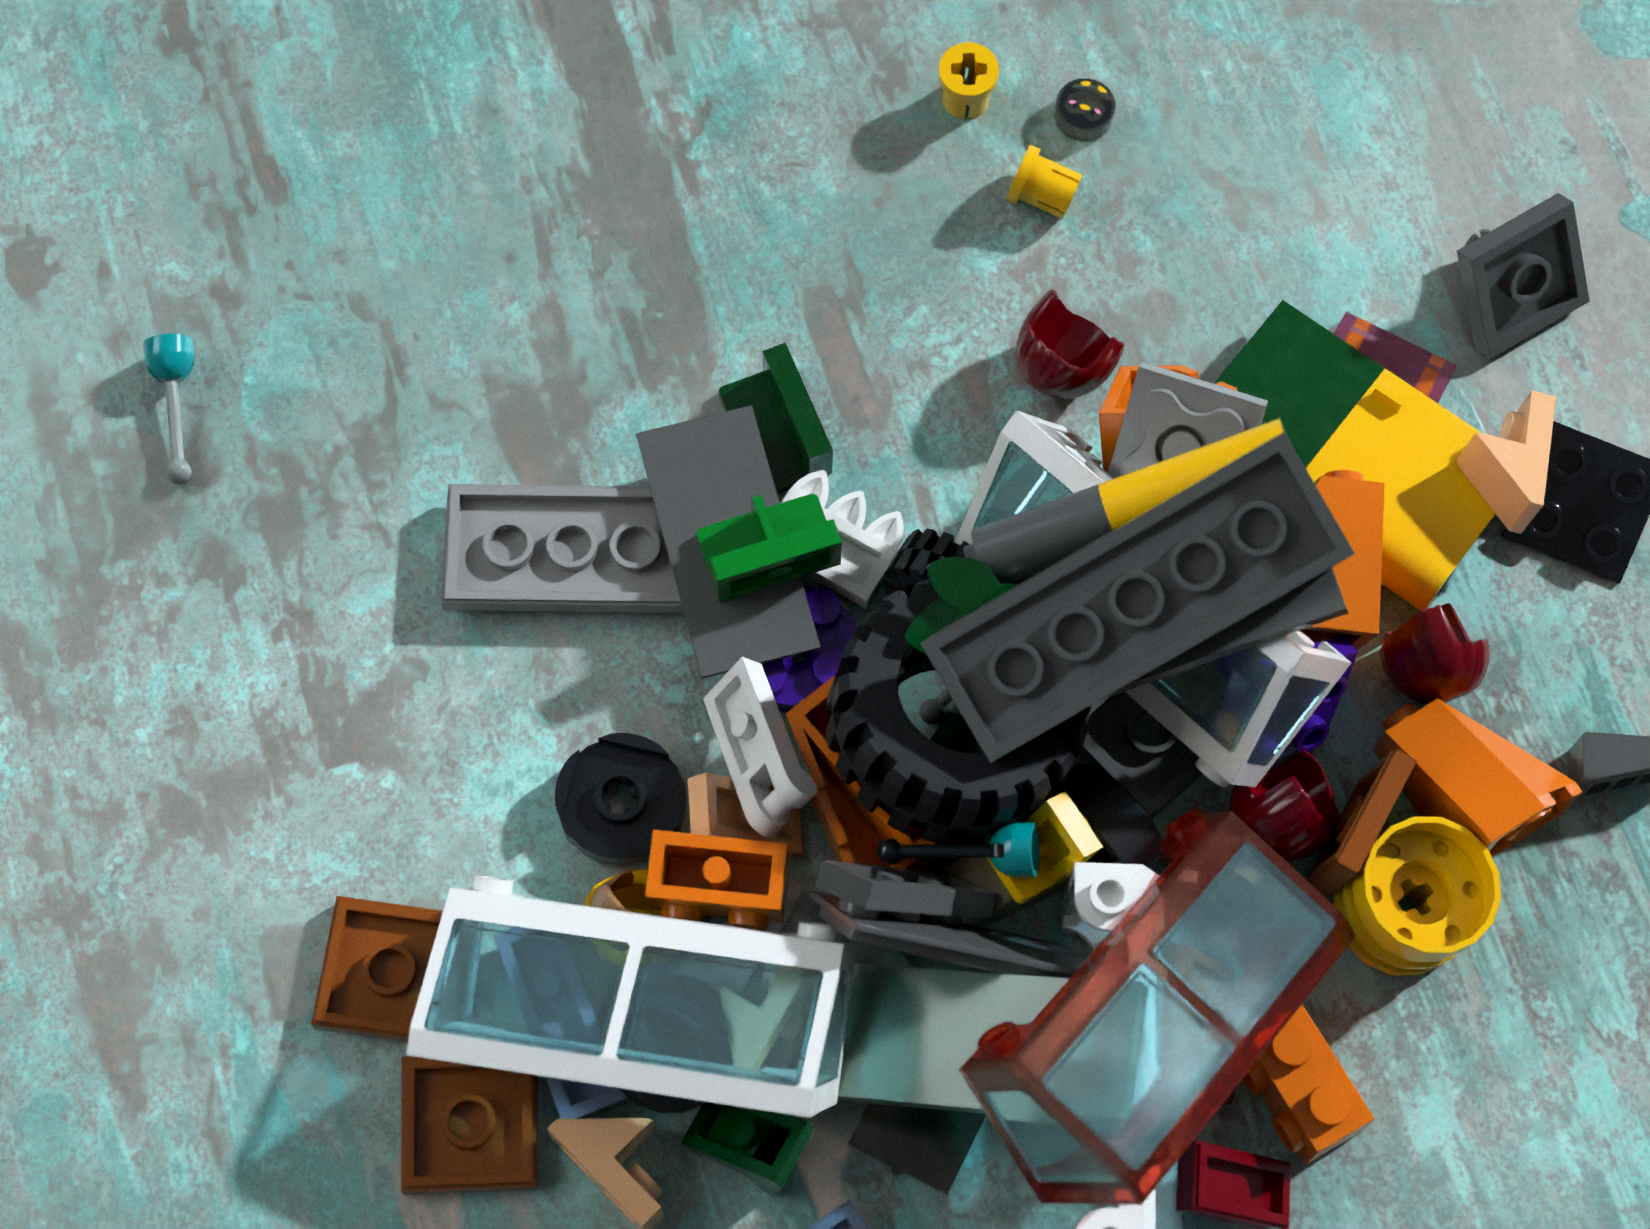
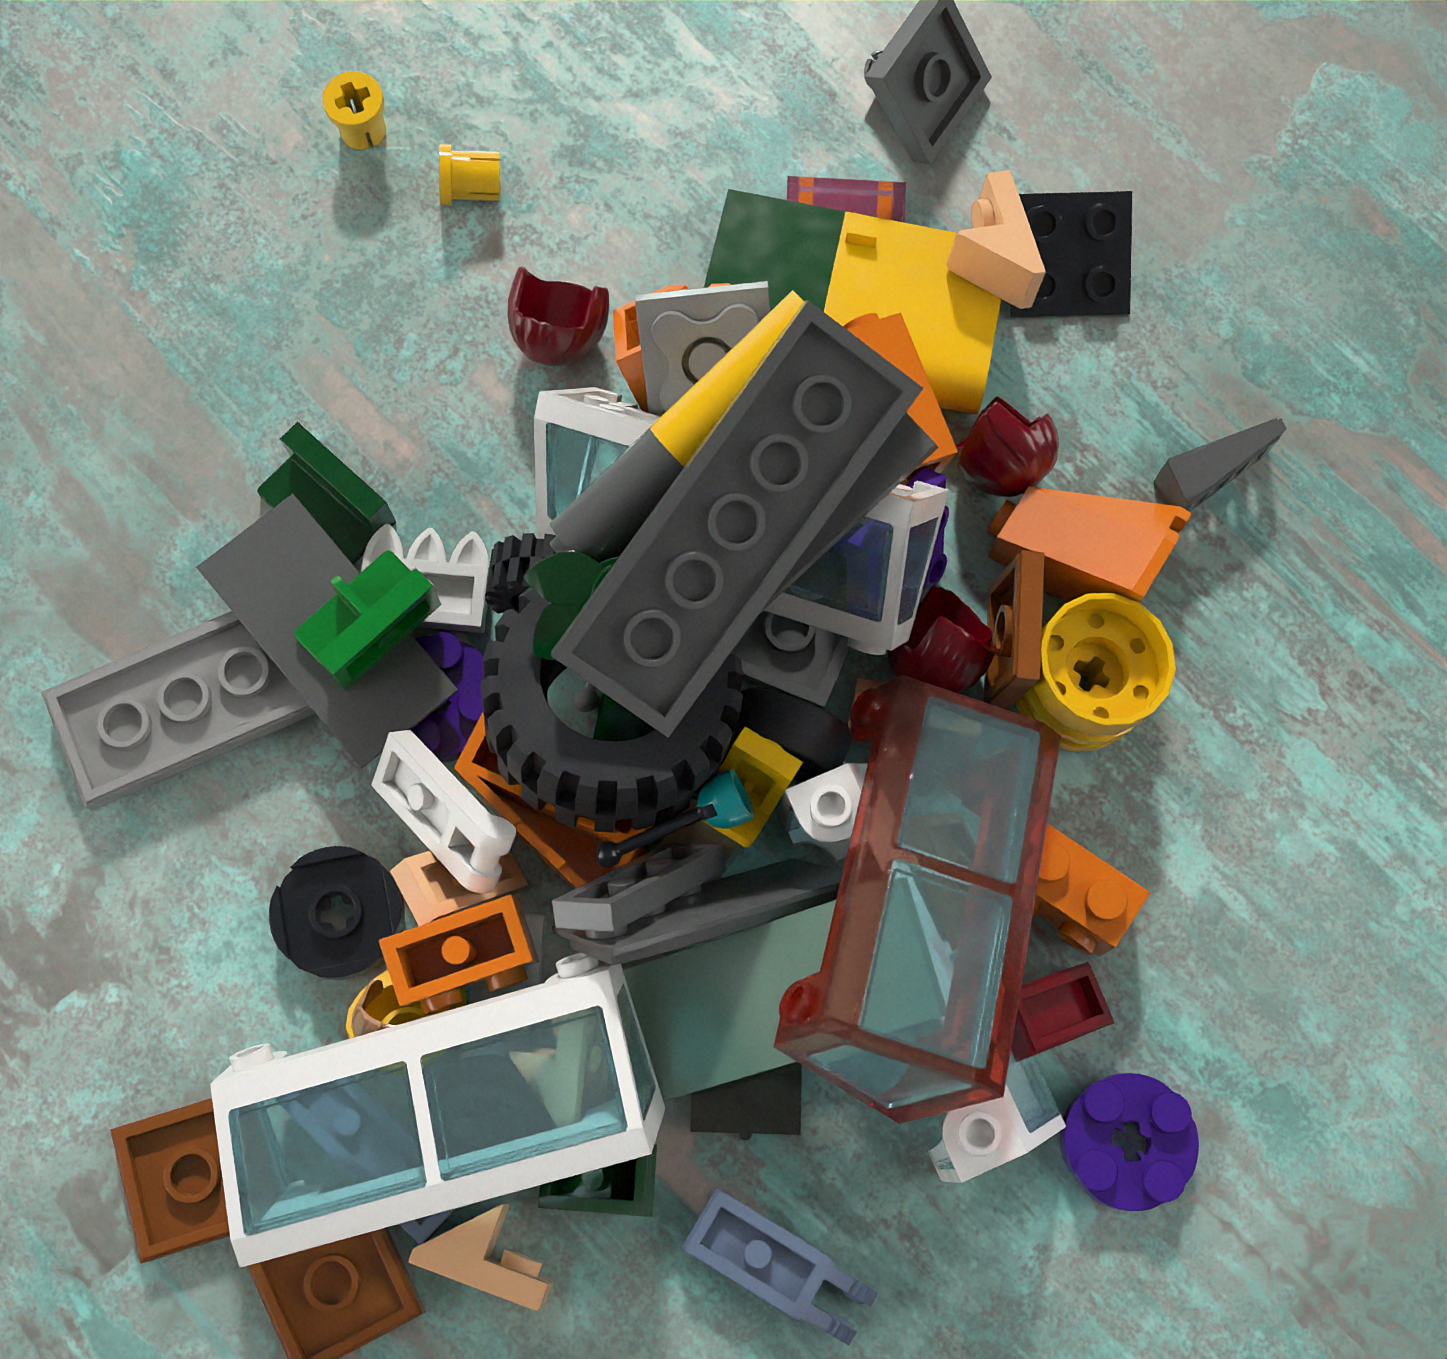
camera: 25 degrees left, 5 degrees up
(1084, 109) = (474, 93): clear smoke tile -> none

